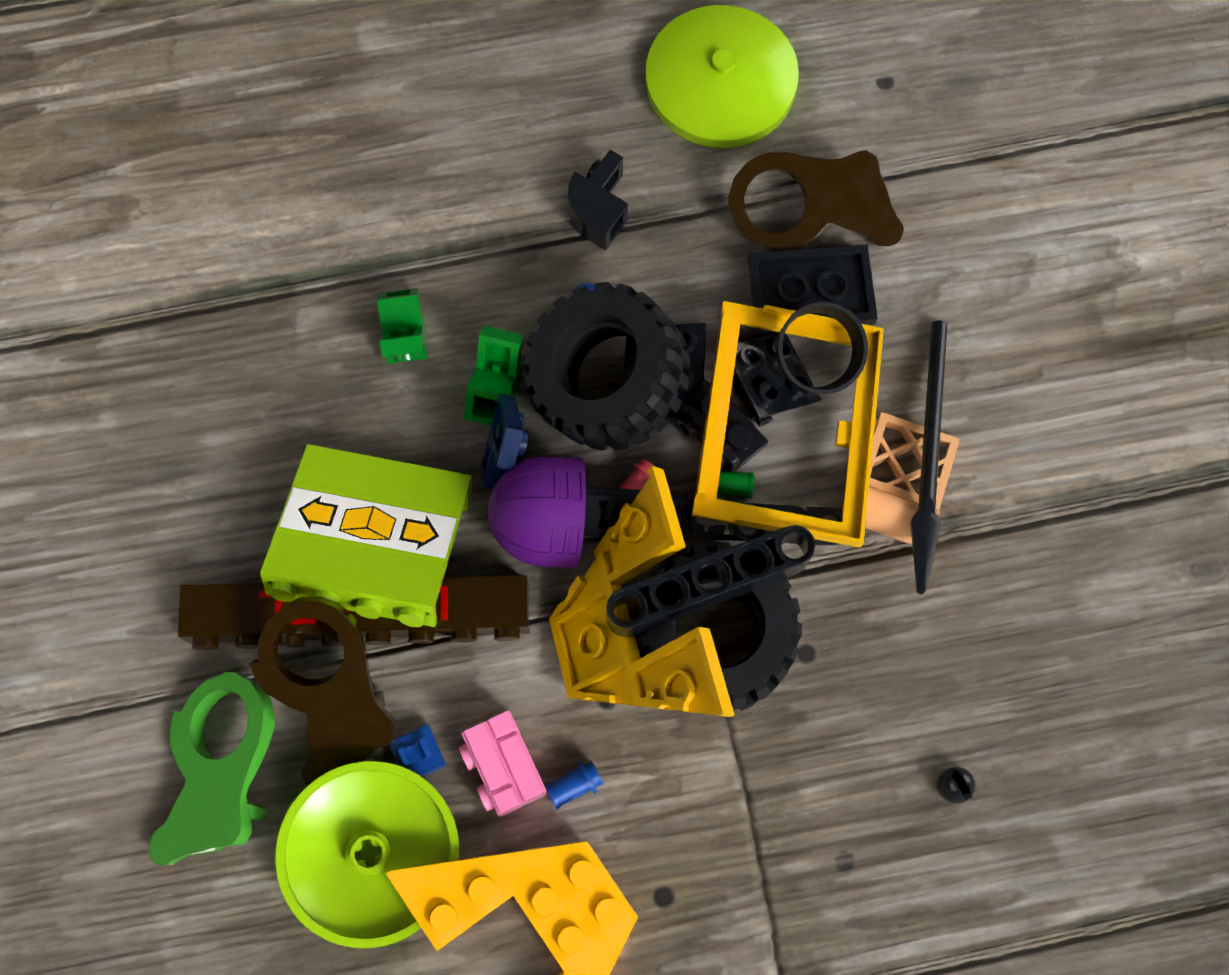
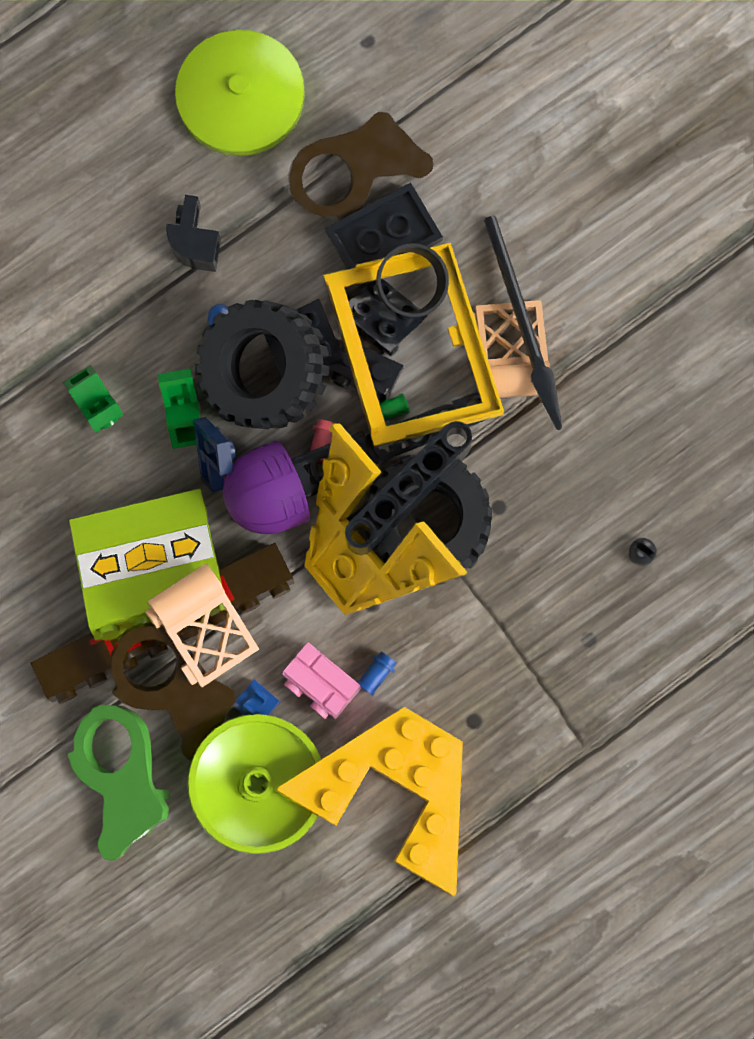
camera: 20 degrees left, 5 degrees up
(383, 597) = (187, 602): none -> light nougat piece

